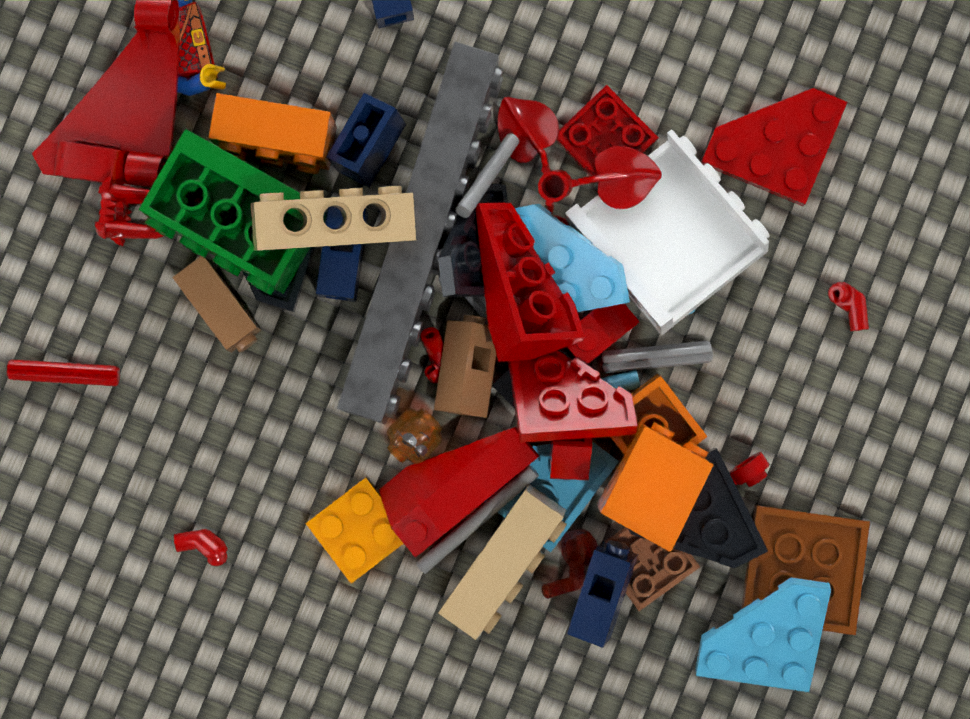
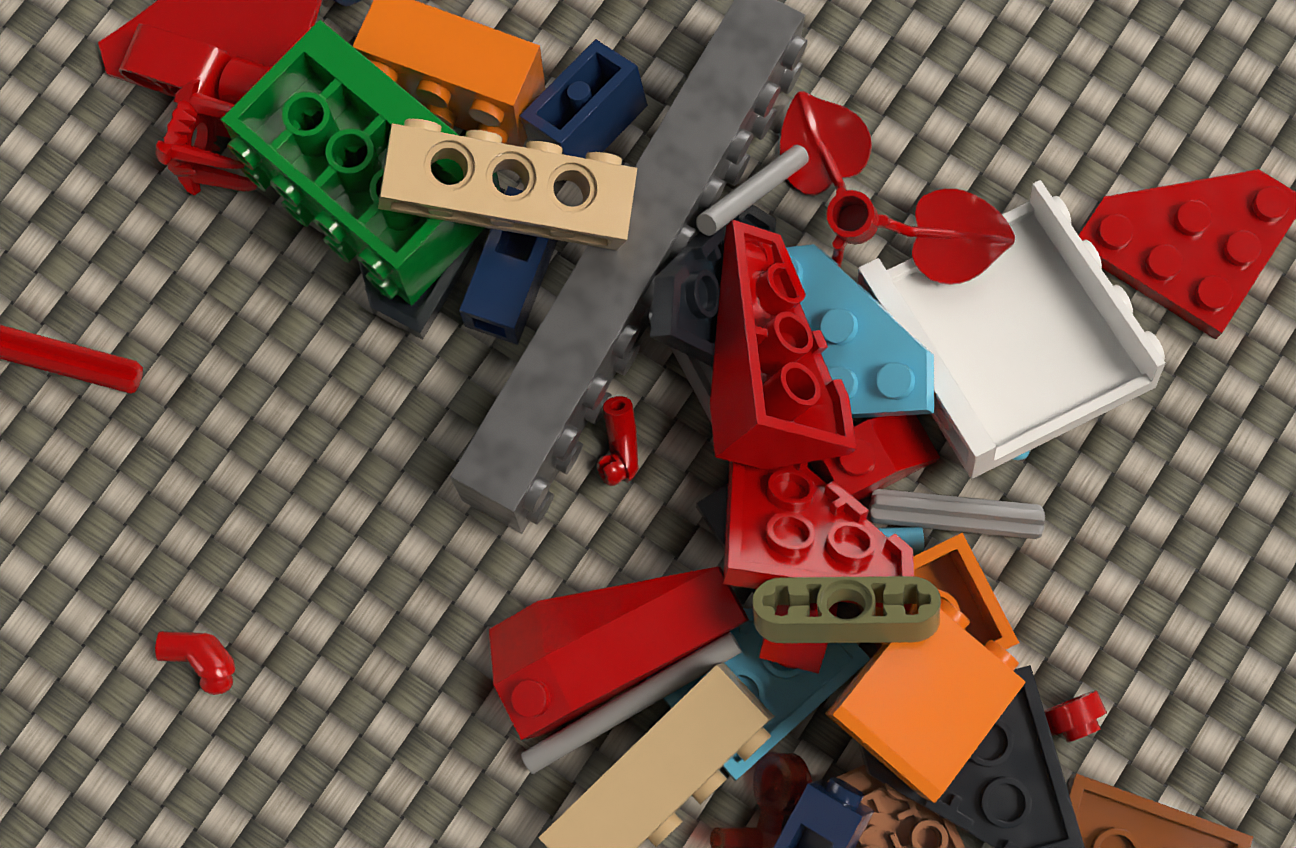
camera: 10 degrees right, 10 degrees down
(217, 305) = (310, 302): medium nougat brick -> none
(355, 530) = (439, 685): light orange plate -> none
(414, 435) = (561, 554): clear orange head -> none
(466, 368) = (662, 469): medium nougat brick -> none
(582, 436) = (866, 591): none -> olive beam
(601, 125) = (932, 159): red tile -> none
(851, 301) = (1272, 493): red arm -> none

